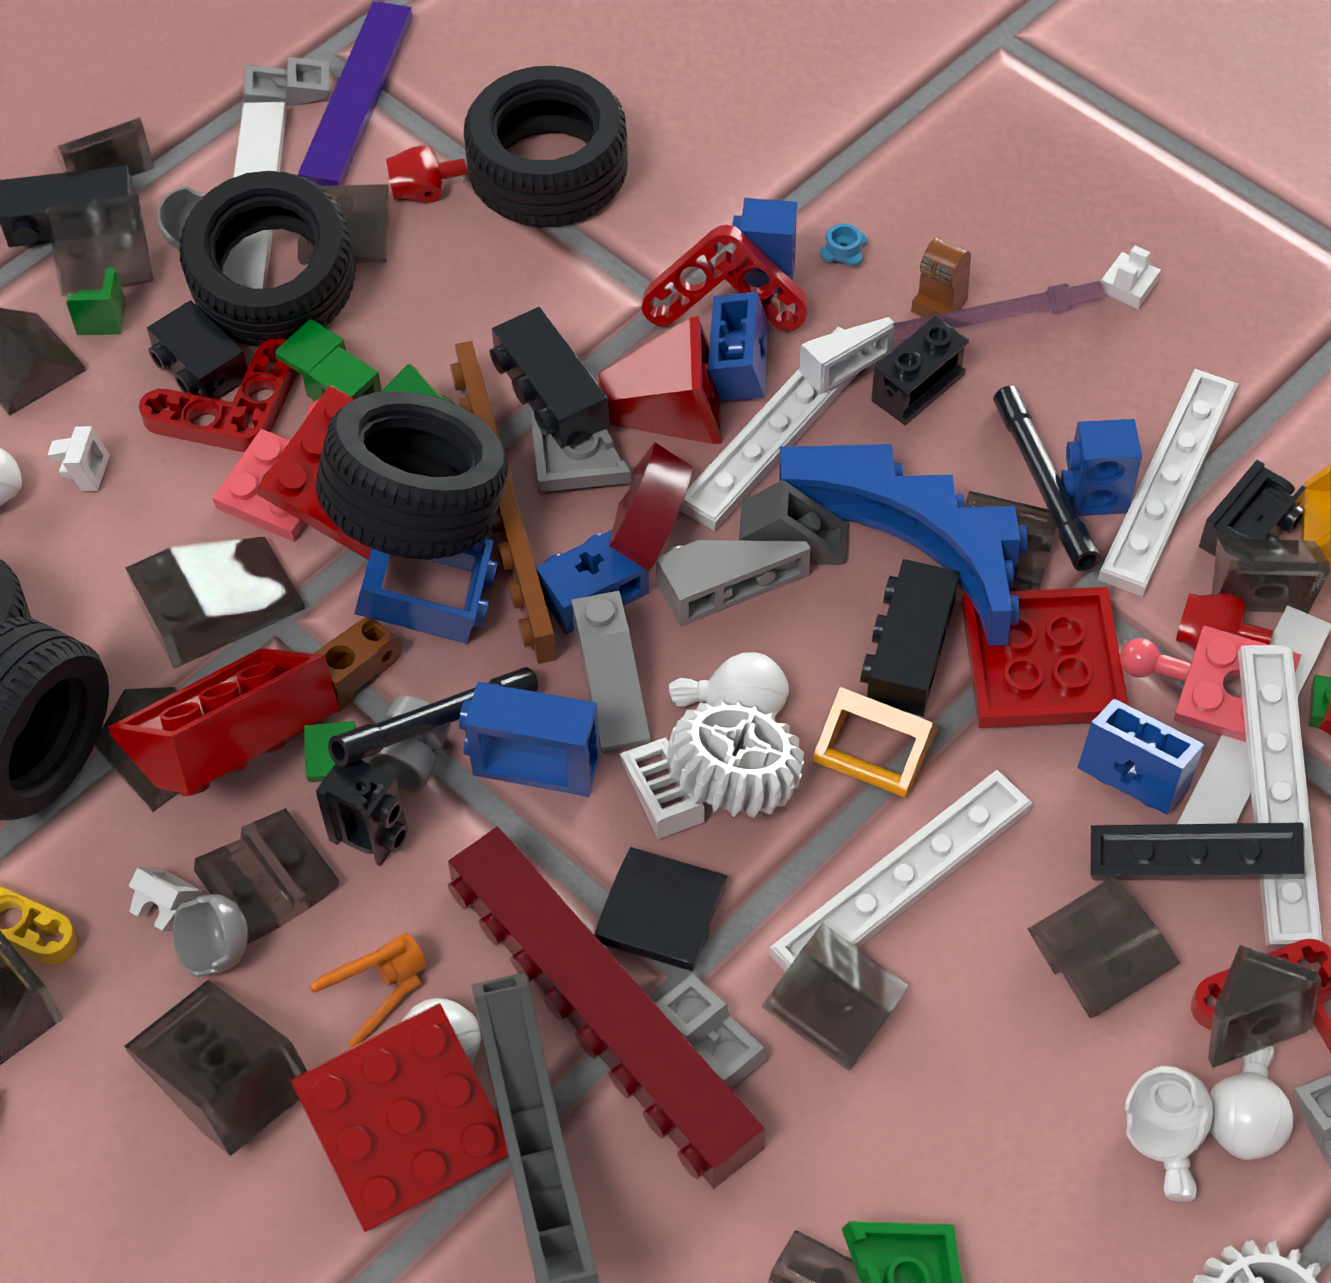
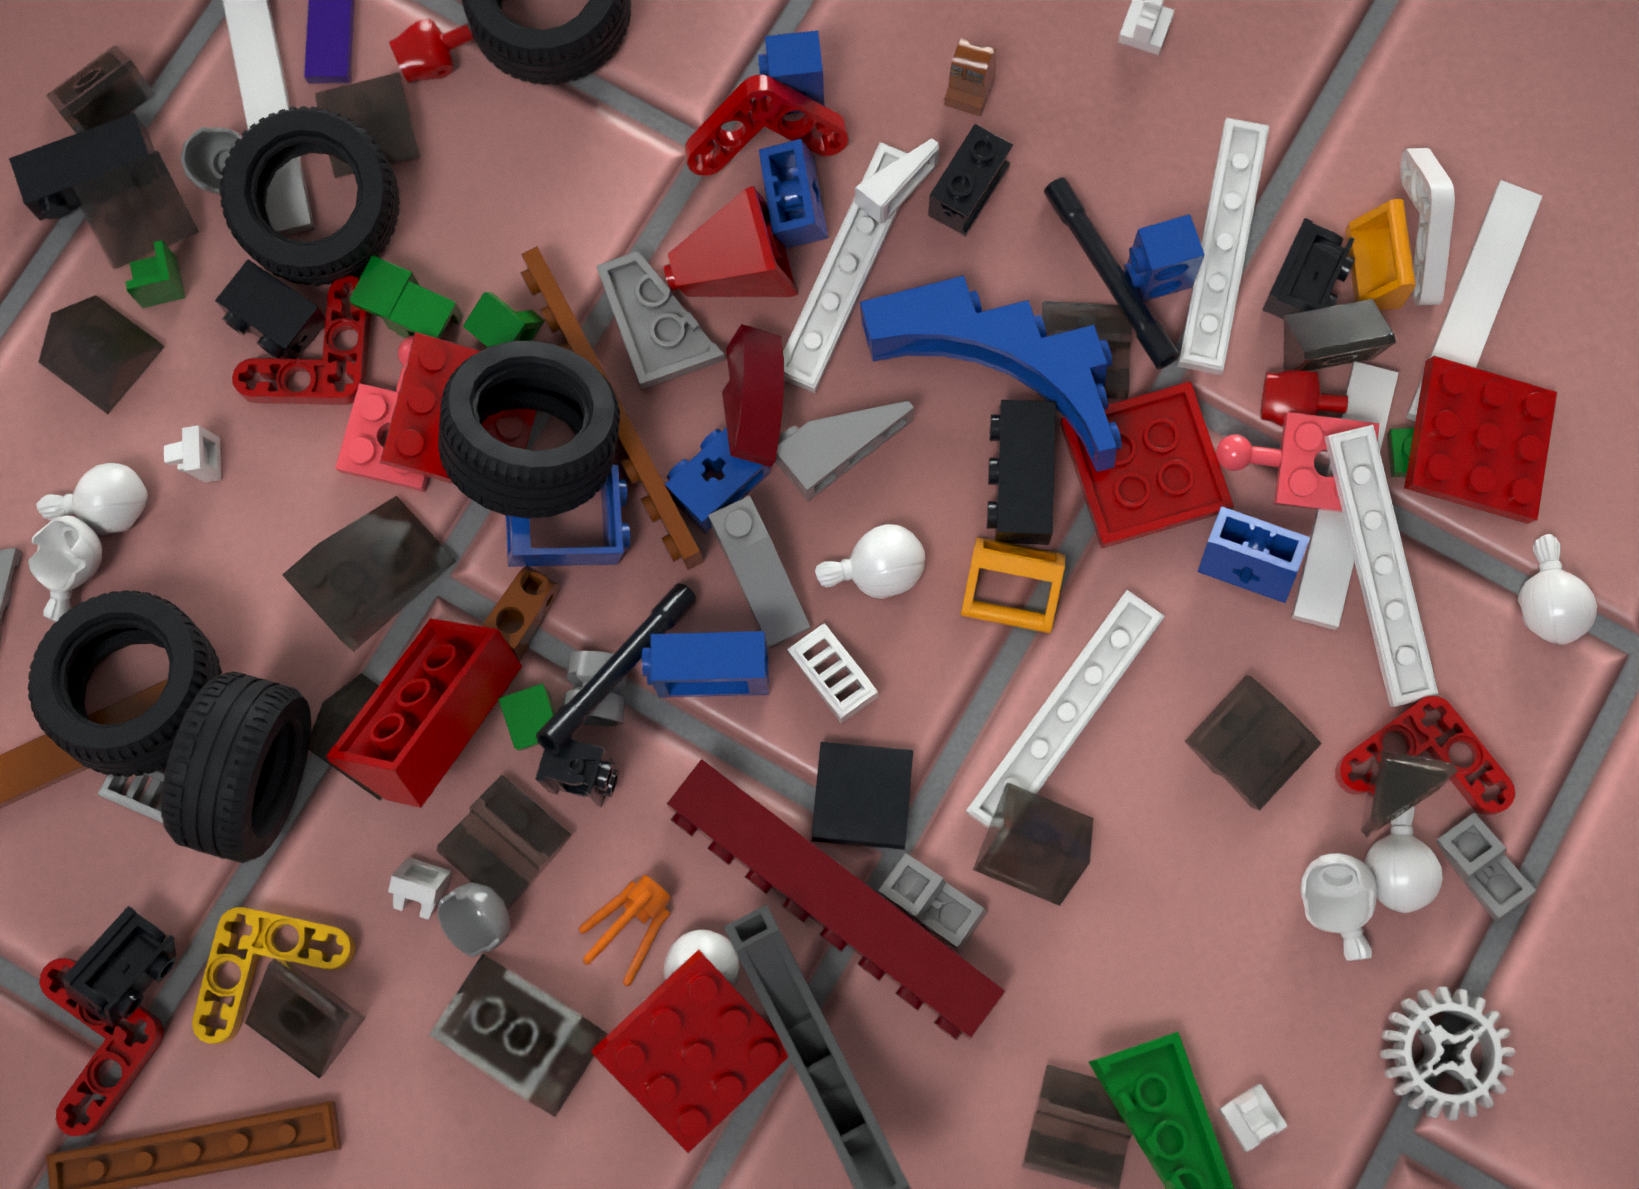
camera: 10 degrees left, 20 degrees up
(549, 378) = (622, 274): black brick -> none
(735, 758) = (868, 644): white gear -> none
(790, 515) = (888, 378): dark grey slope -> none
(844, 245) = (868, 34): dark azure plate -> none
(1056, 298) = (1080, 64): clear purple bar -> none
(1198, 851) = (1320, 639): black plate -> none

